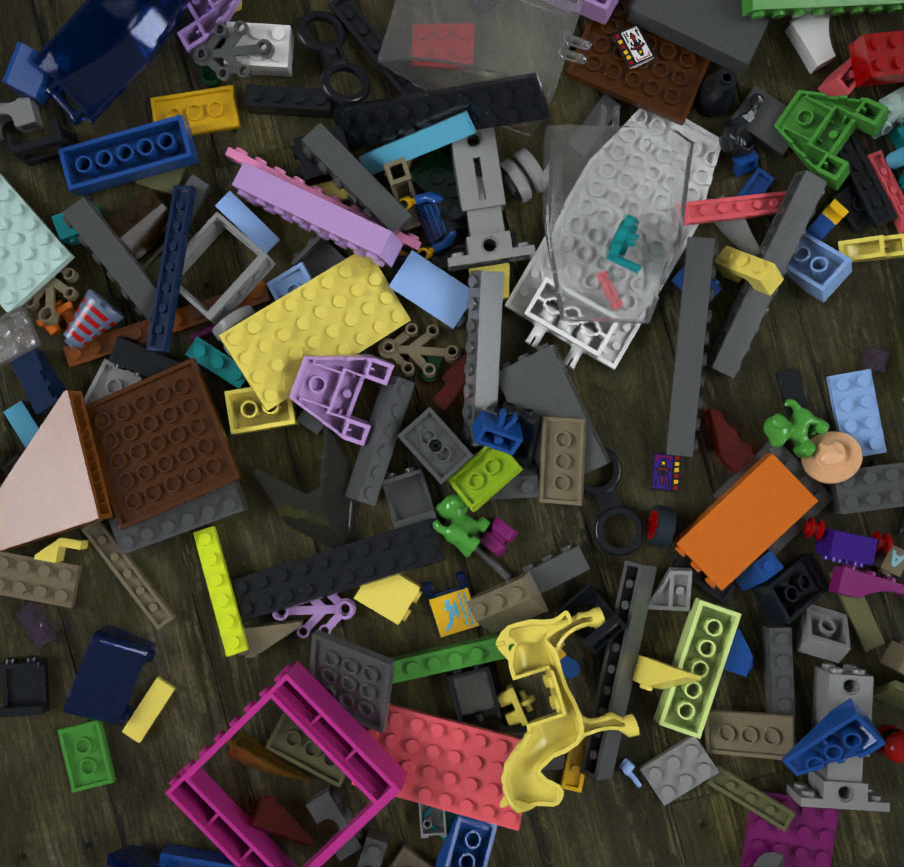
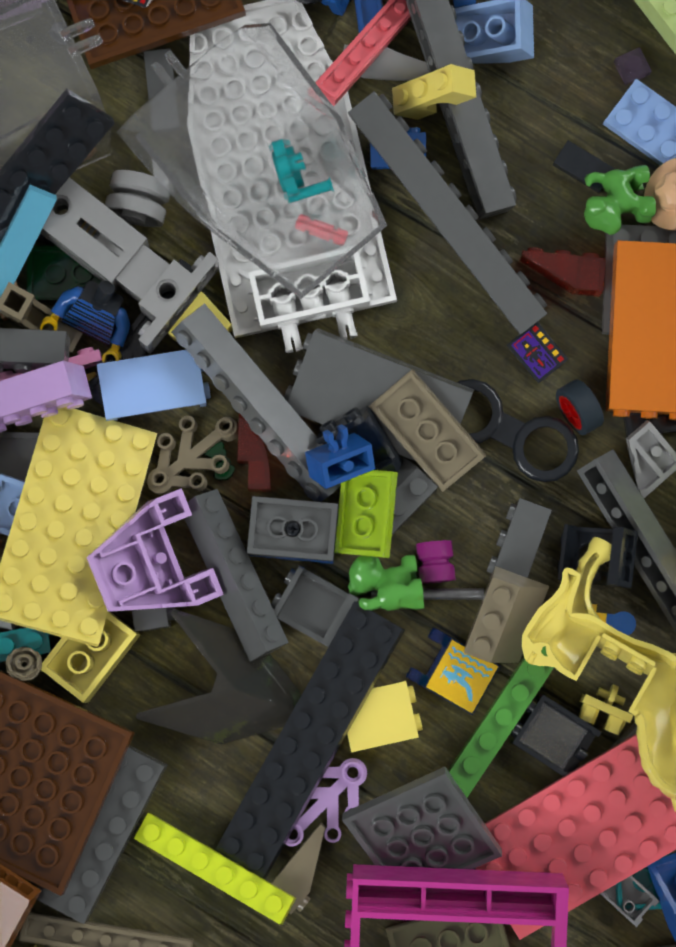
camera: 40 degrees left, 5 degrees down
(217, 376) = (20, 656): none -> dark tan plate

